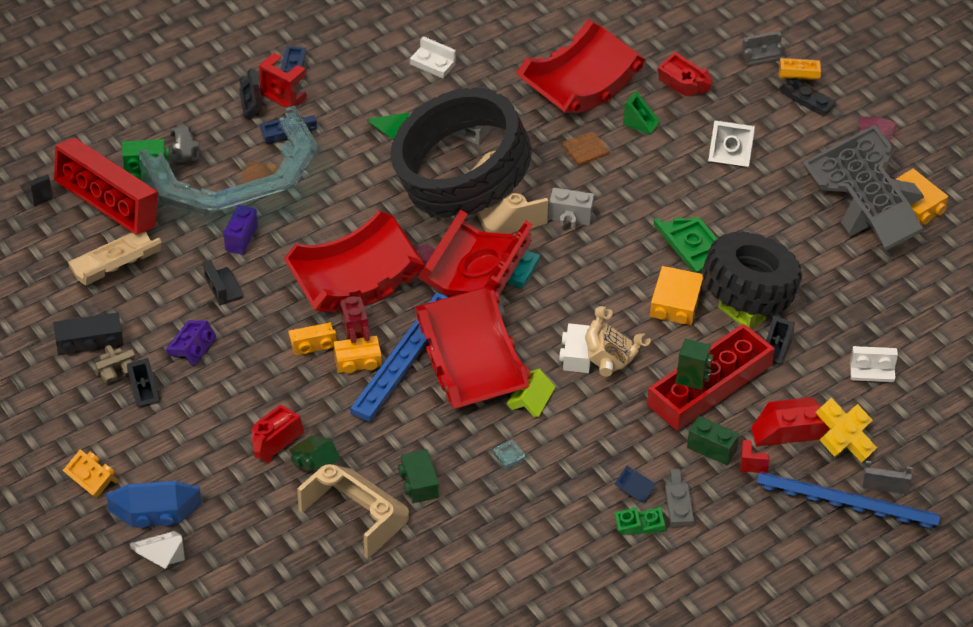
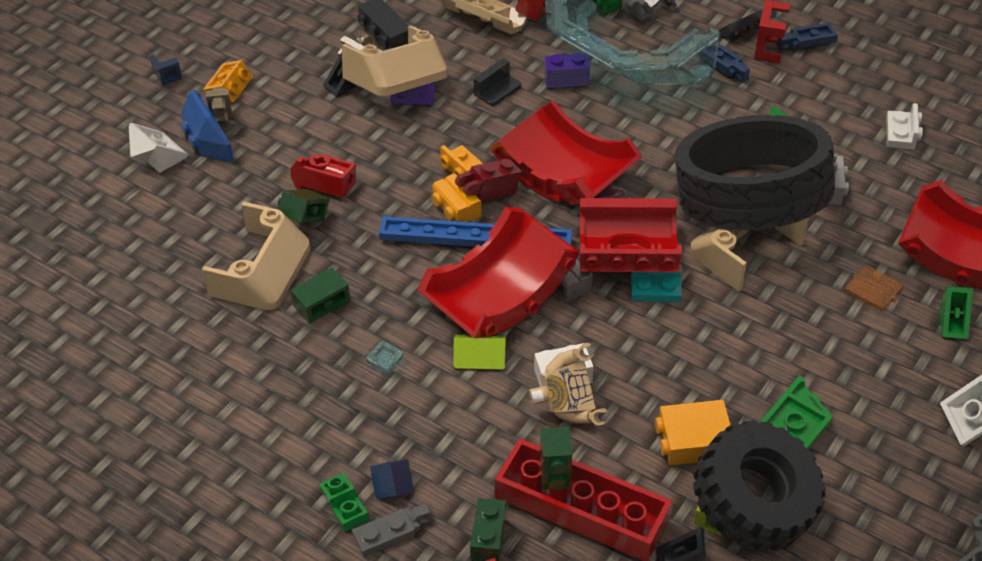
camera: 70 degrees right, 0 degrees up
(42, 520) = (166, 71): none -> dark blue panel
(127, 477) = (220, 105): none -> dark tan hips
(182, 346) = (395, 68): none -> tan windscreen
(571, 207) = (765, 296): light grey brick -> none

